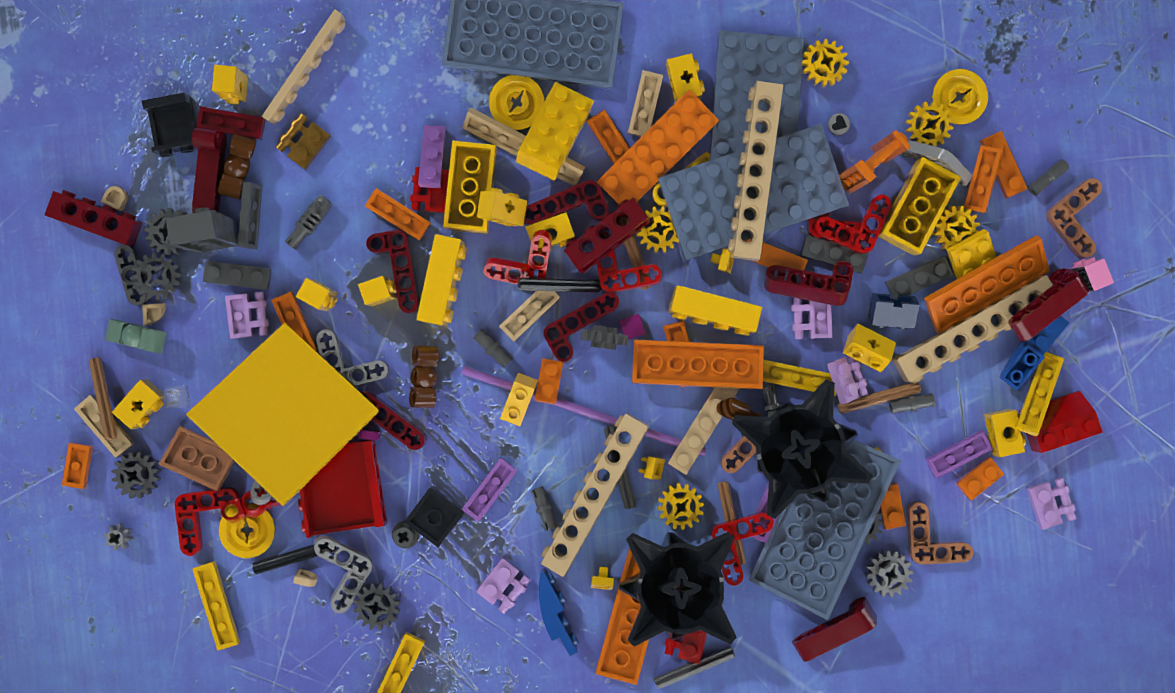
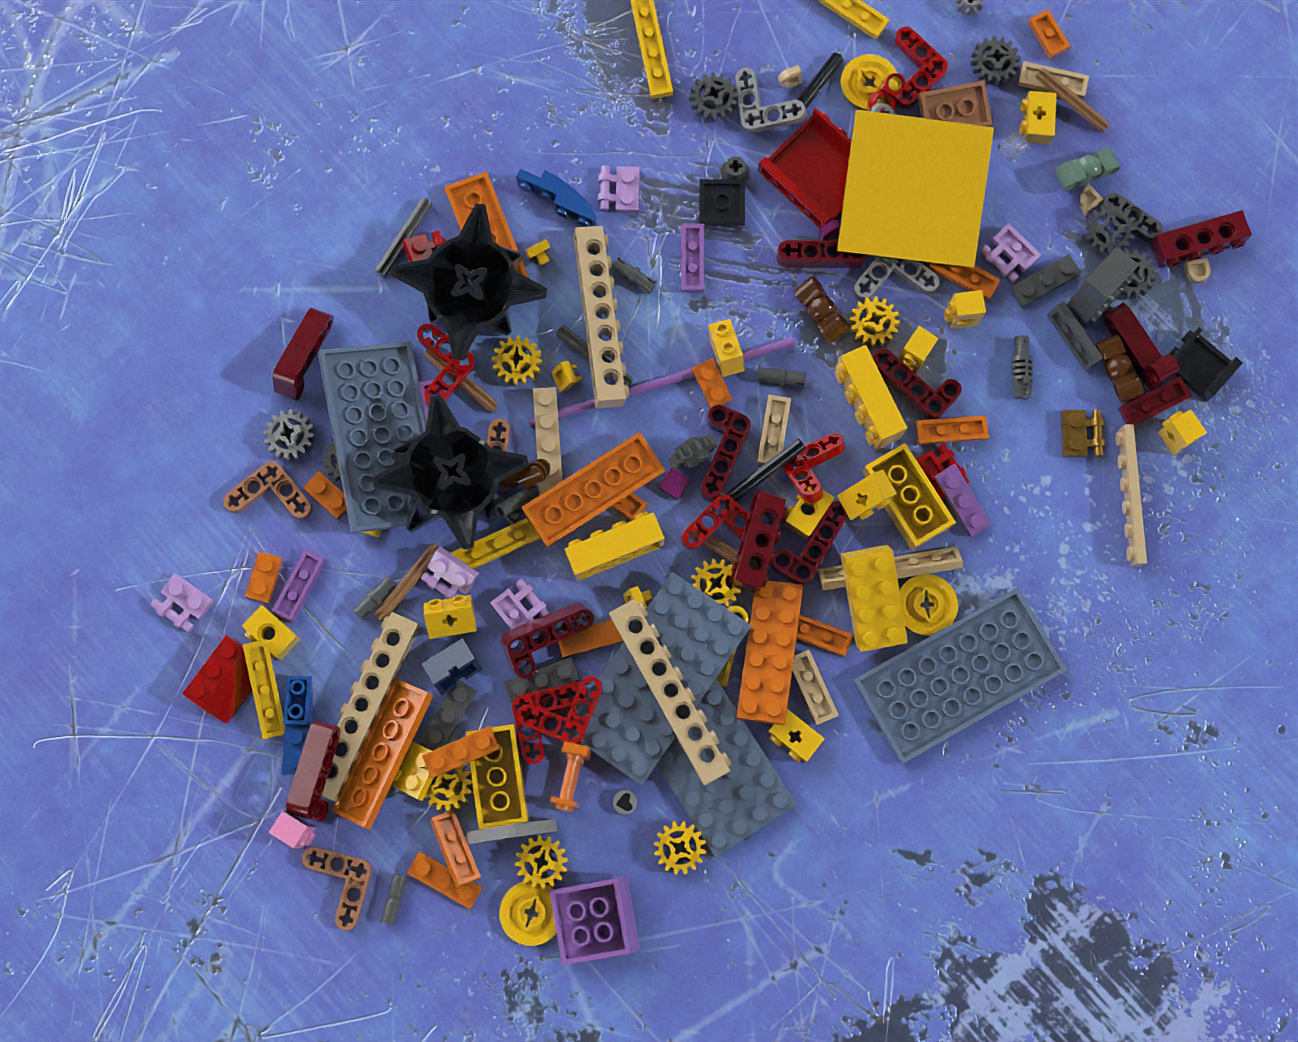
camera: 145 degrees right, 10 degrees down
(388, 348) = (872, 312): none -> yellow gear
(761, 398) = (514, 502): none -> dark grey piece
(837, 205) = (572, 719): none -> red beam
(921, 56) = (594, 920): none -> medium lavender slope
(935, 240) = (461, 752): none -> orange plate

